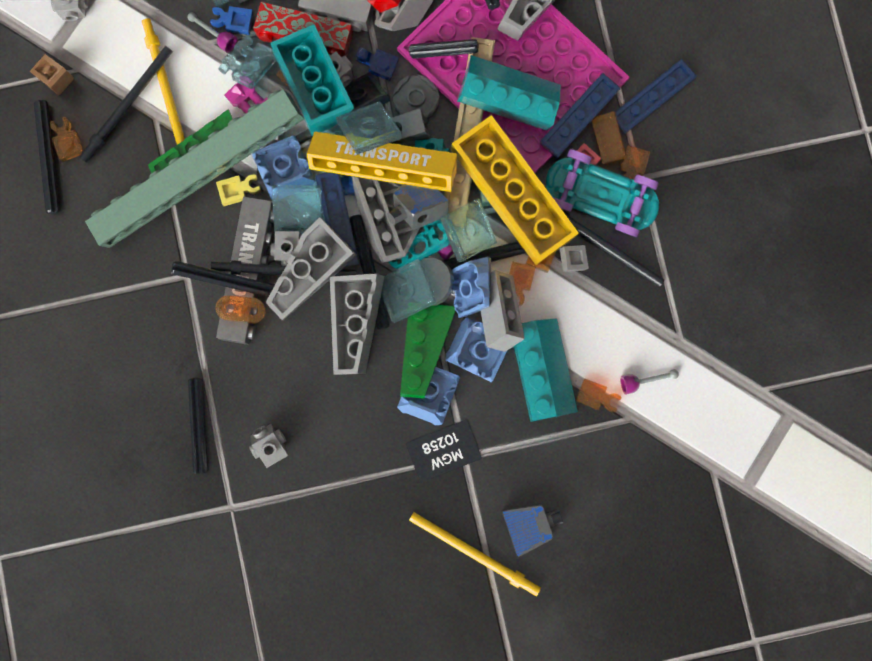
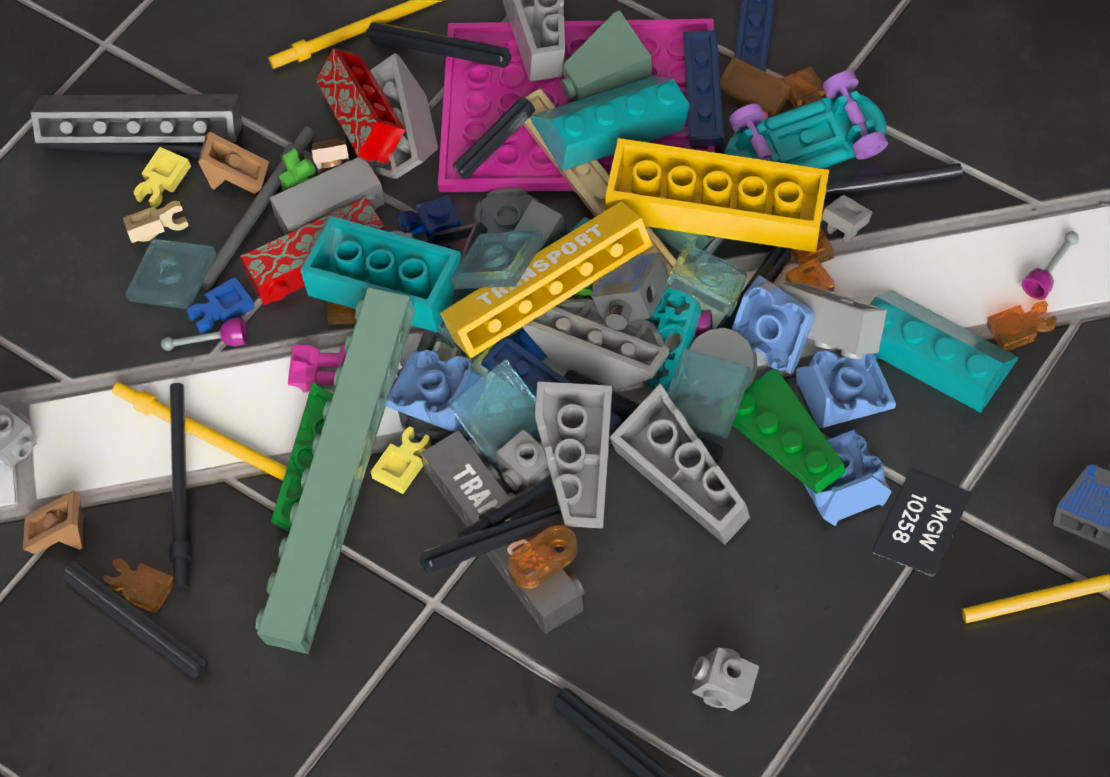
camera: 40 degrees left, 25 degrees down
(253, 67) = (294, 329): clear light blue plate -> none
(543, 55) = (606, 60): none -> sand green slope

